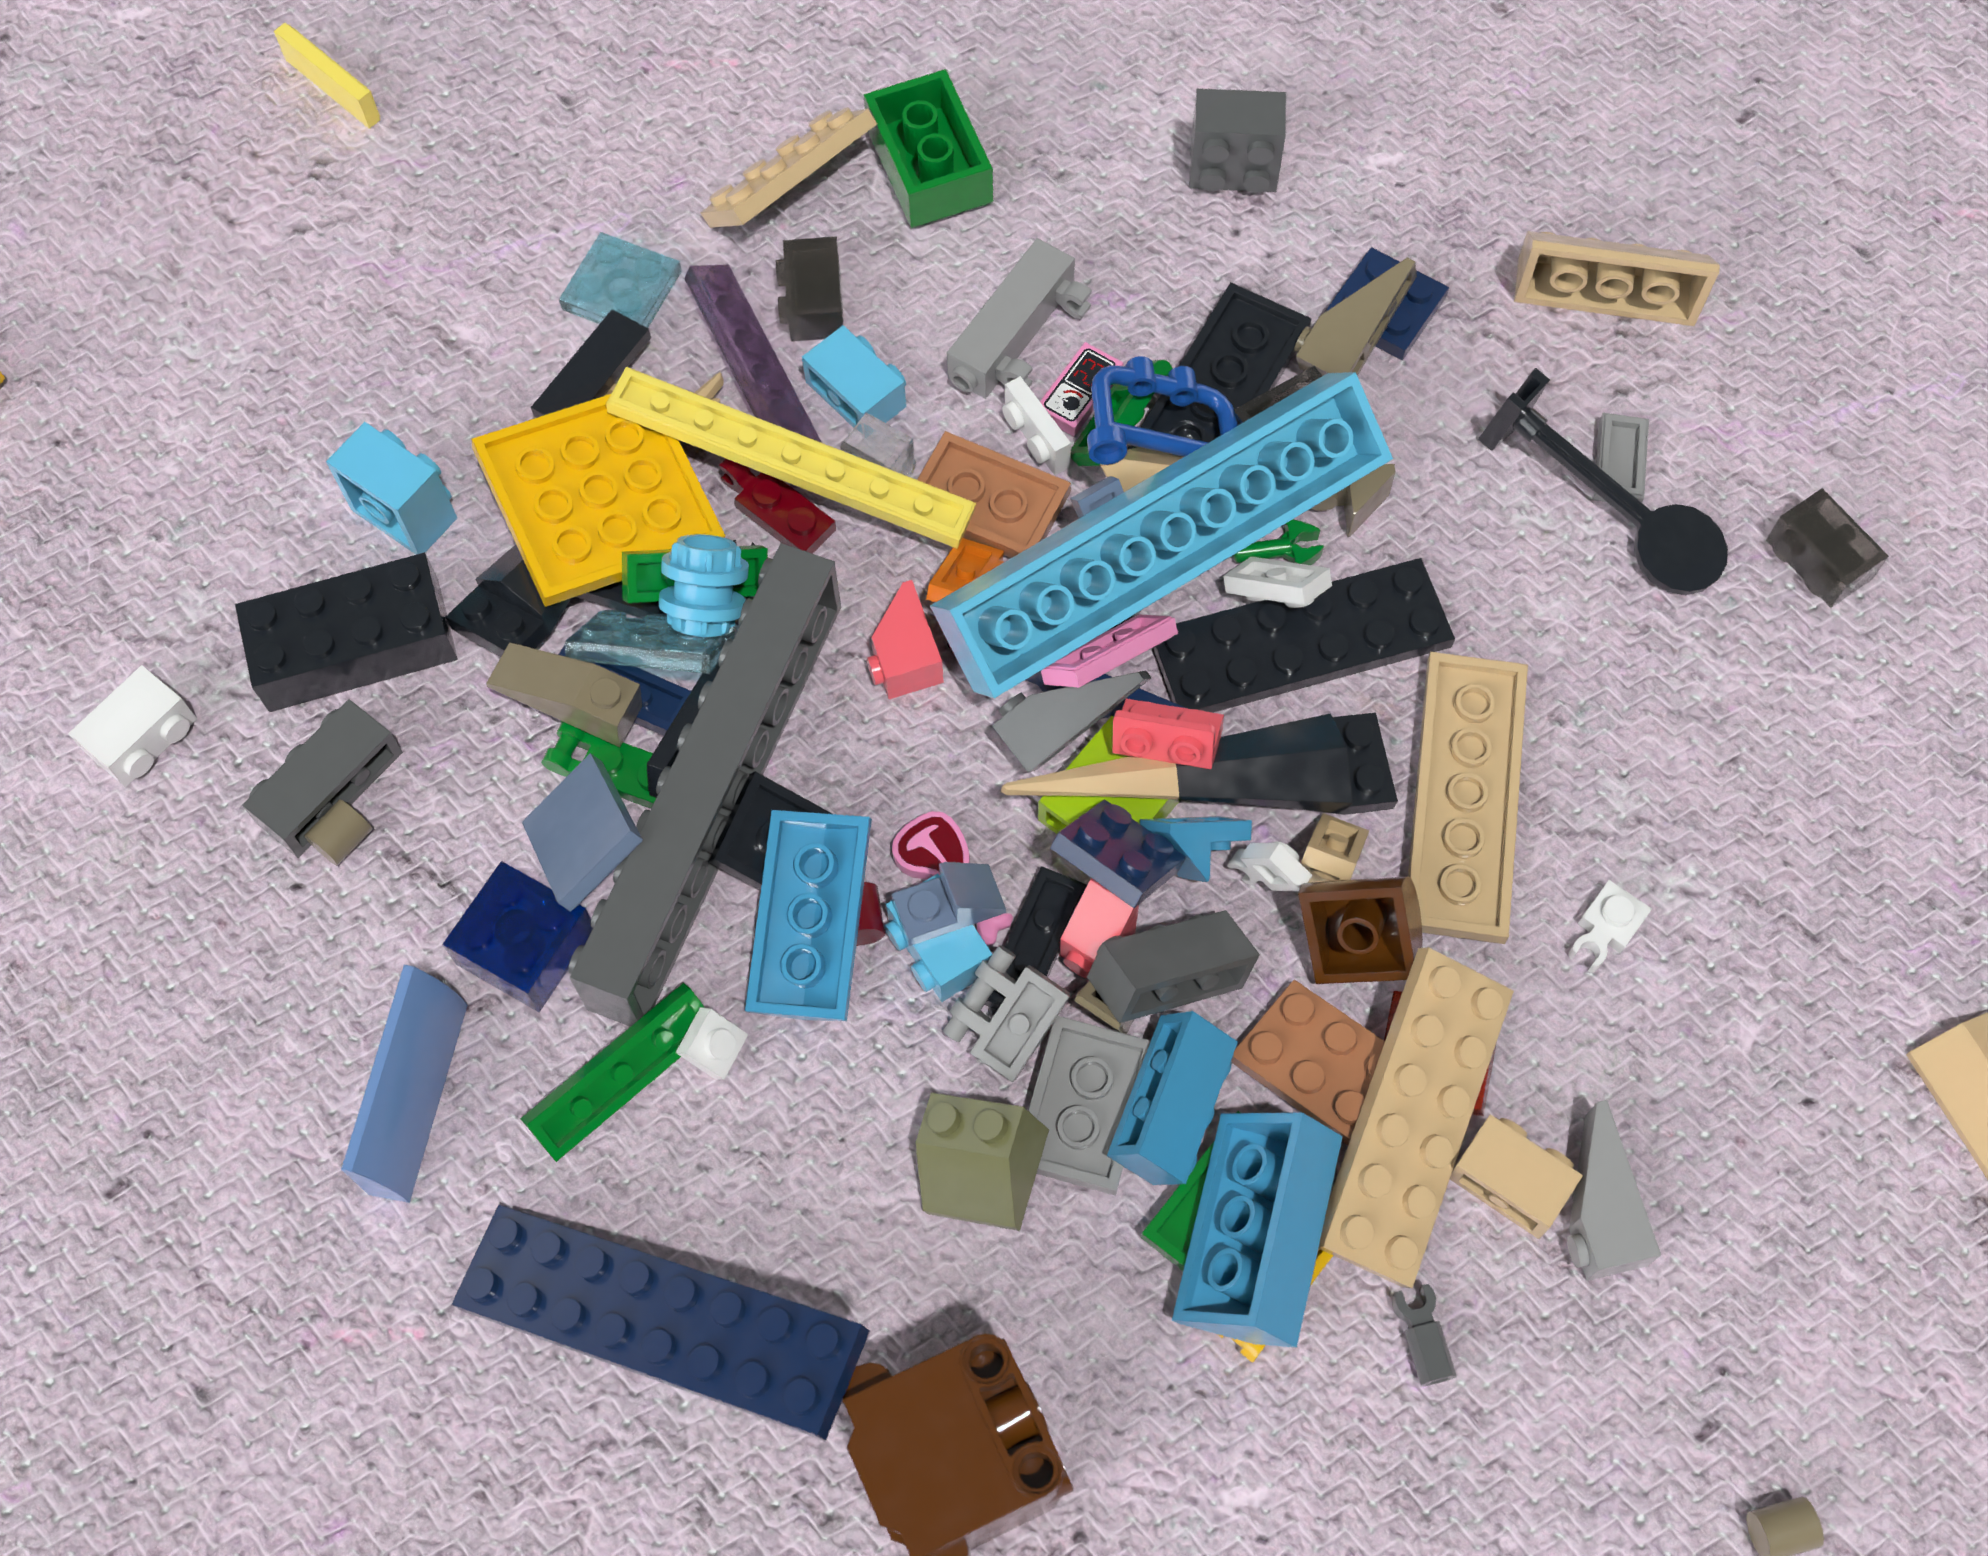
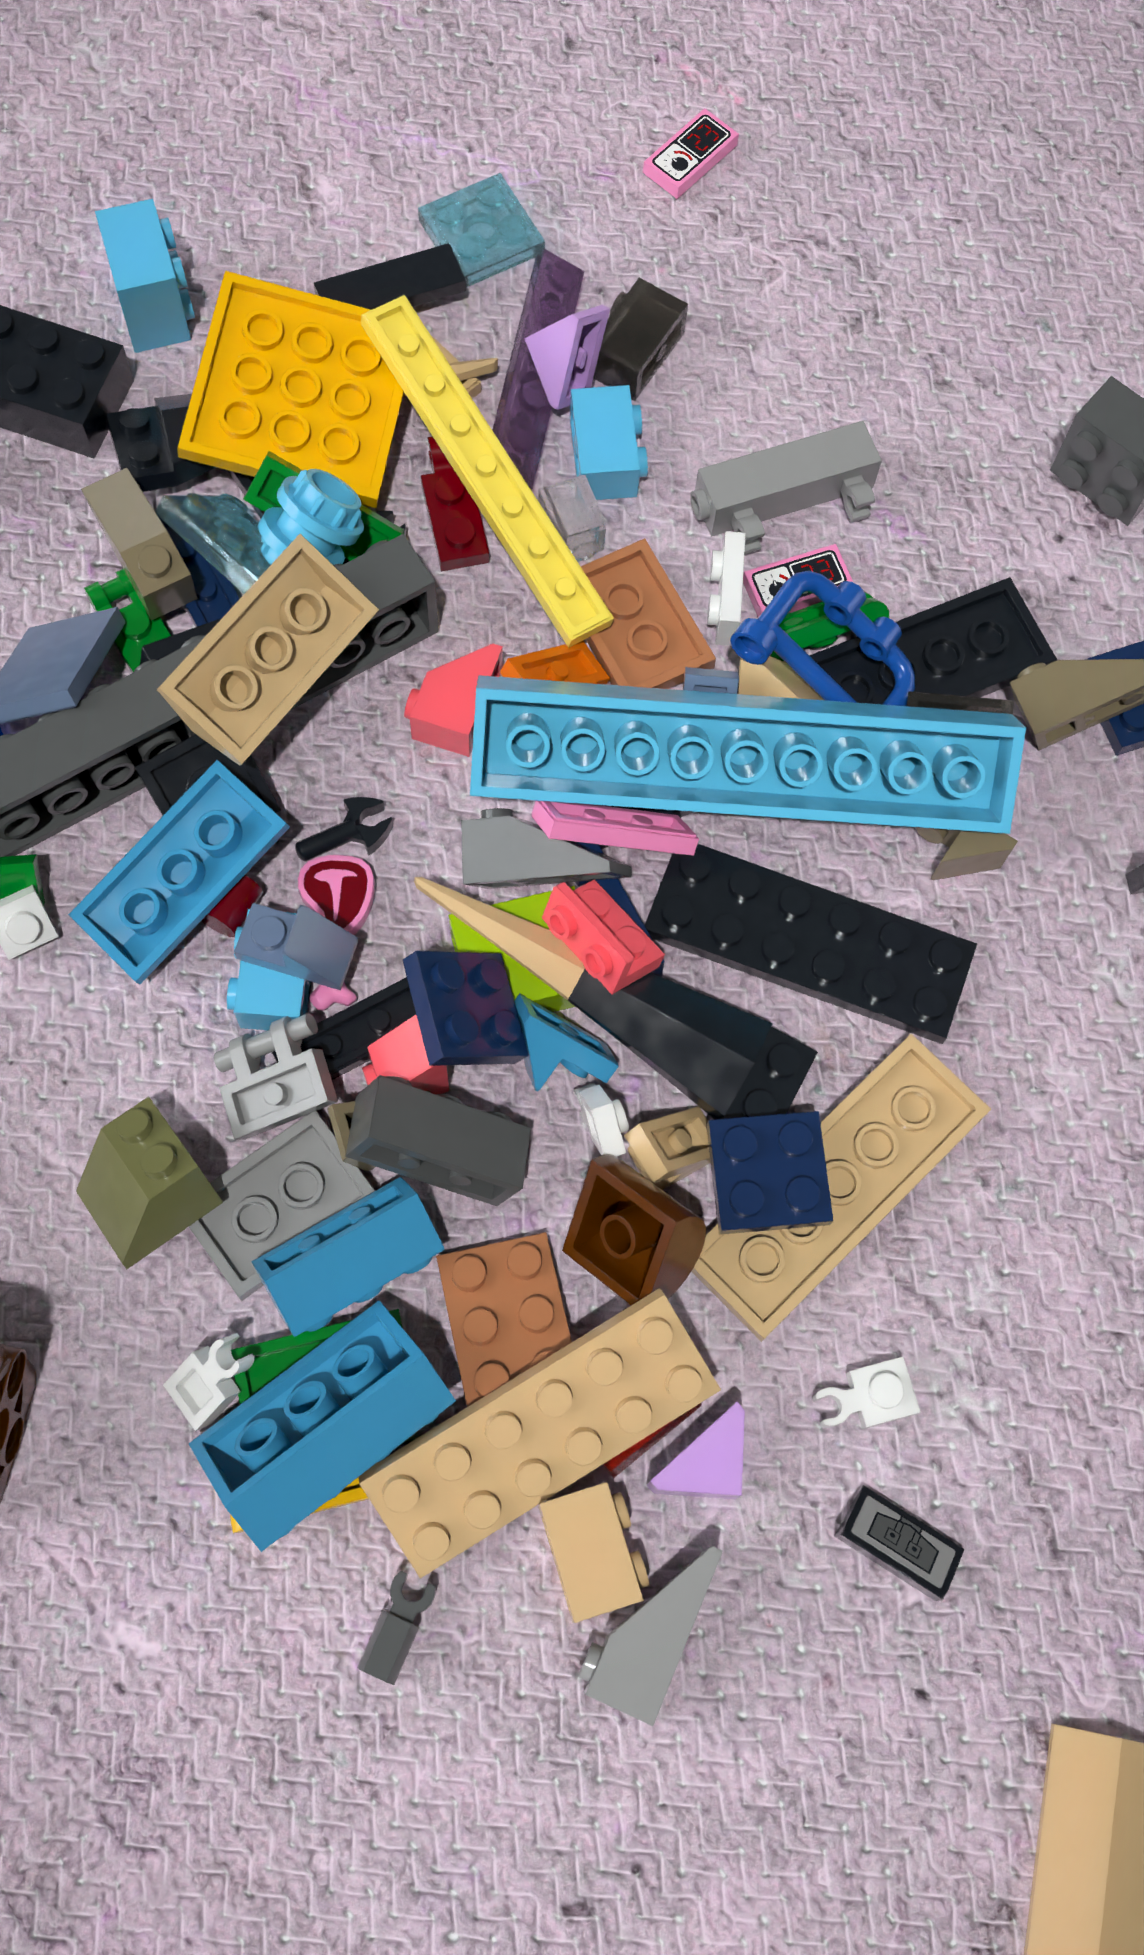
camera: 30 degrees right, 5 degrees up
(733, 125) = (690, 153): none -> tile
(760, 697) = (267, 651): none -> tan slope
(777, 331) = (568, 353): none -> lavender slope
(794, 162) = (716, 214): tan plate -> none
(900, 799) = (349, 830): none -> black bar
(929, 148) = (835, 279): green brick -> none
(1145, 1270) = (204, 1382): none -> white plate
(1278, 581) = (823, 872): white plate -> none
(1286, 545) = (863, 848): green bar -> none
(1417, 818) = (769, 1172): none -> dark blue plate
(1542, 1050) = (710, 1463): none -> lavender slope
(1712, 1010) = (900, 1544): none -> slope

